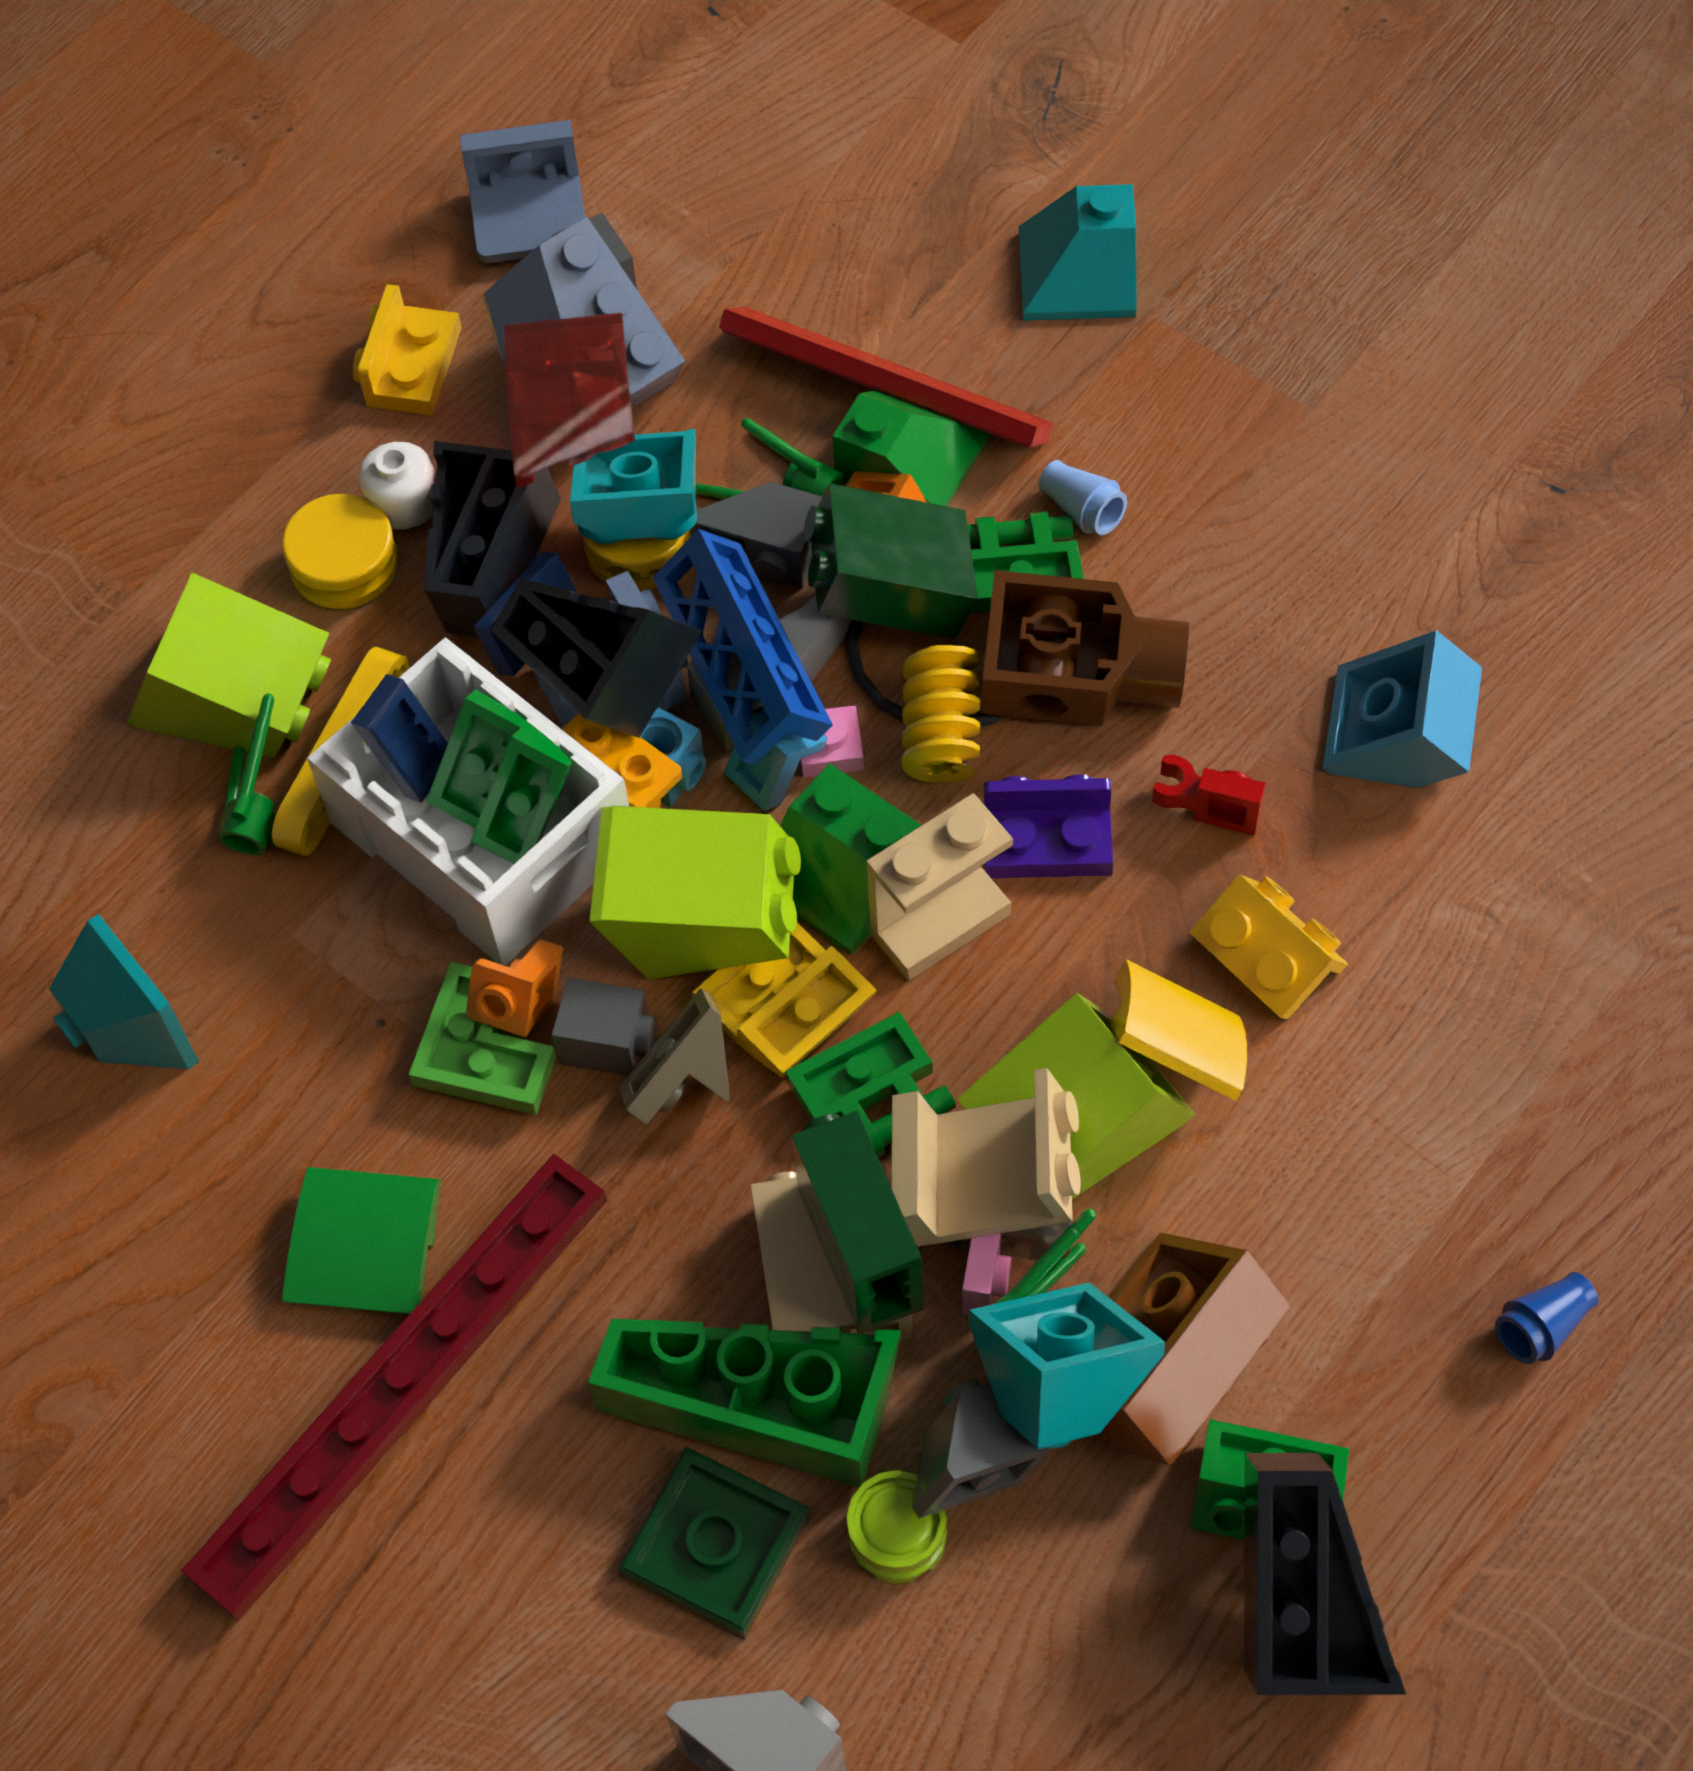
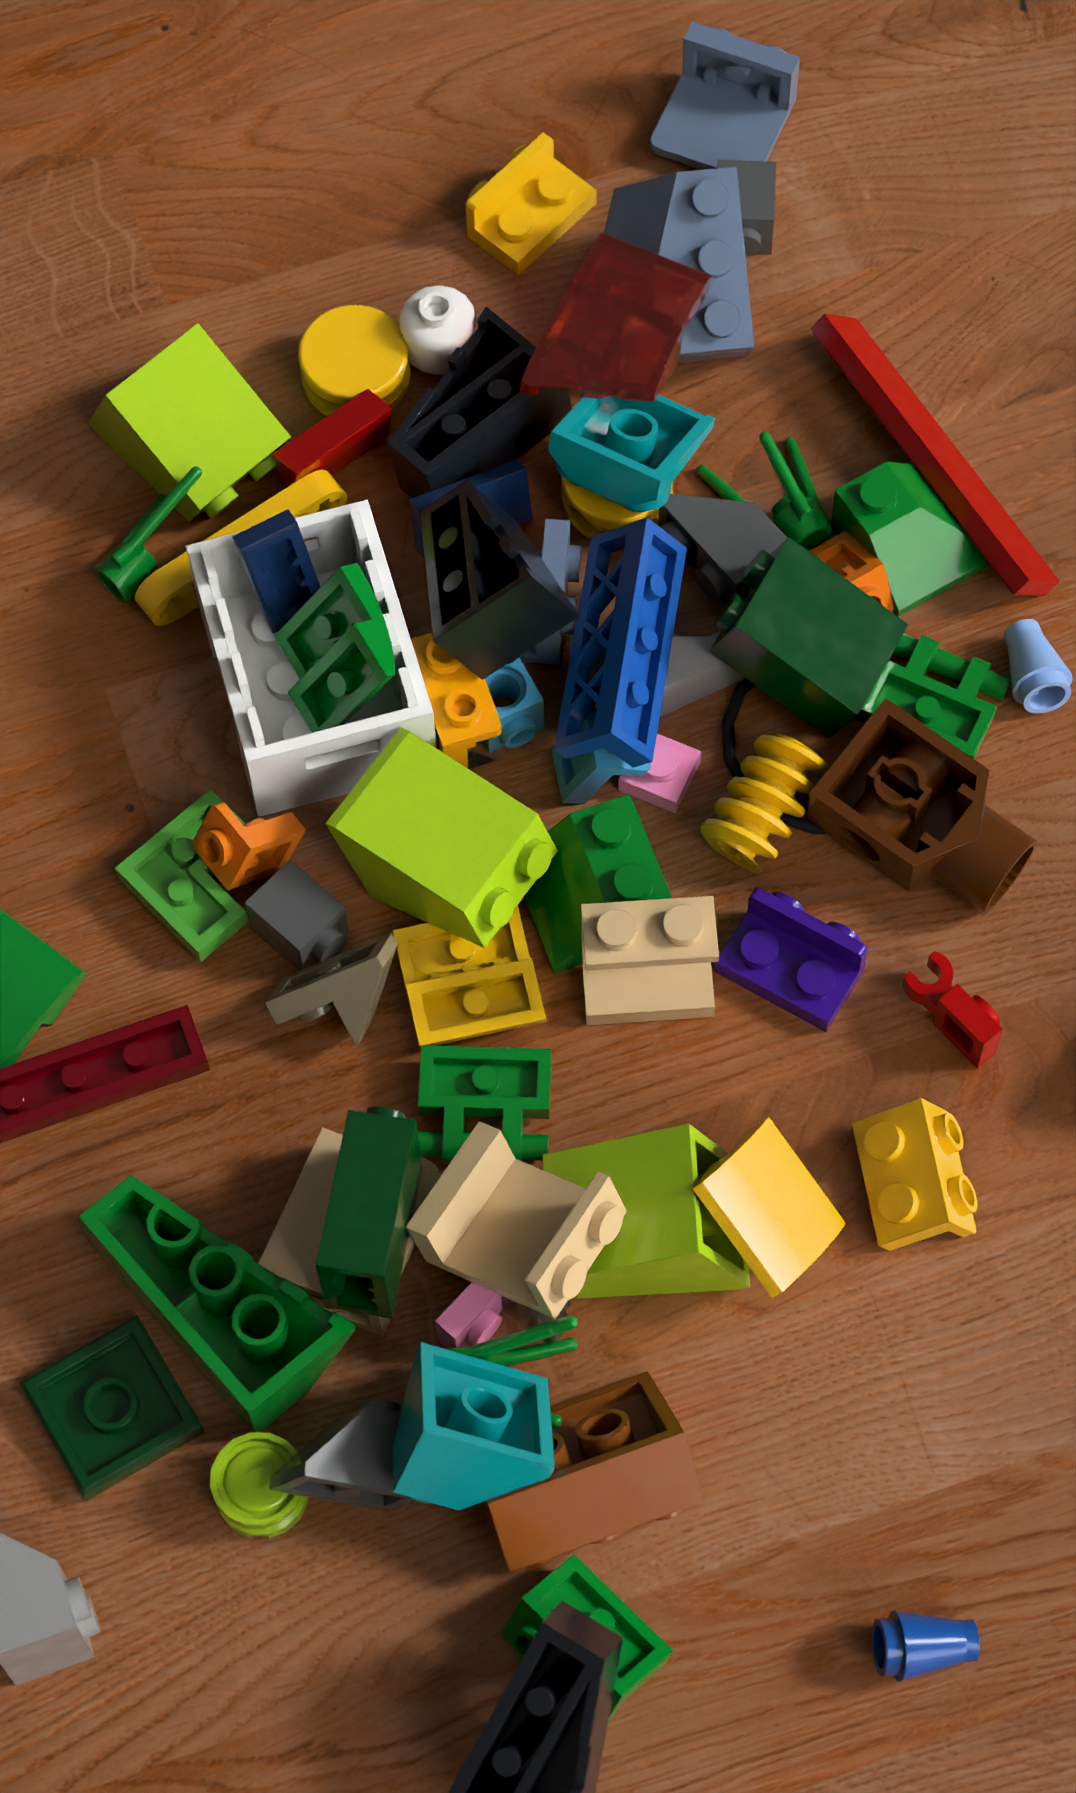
camera: 30 degrees right, 5 degrees up
(368, 616) = (336, 439): none -> red slope

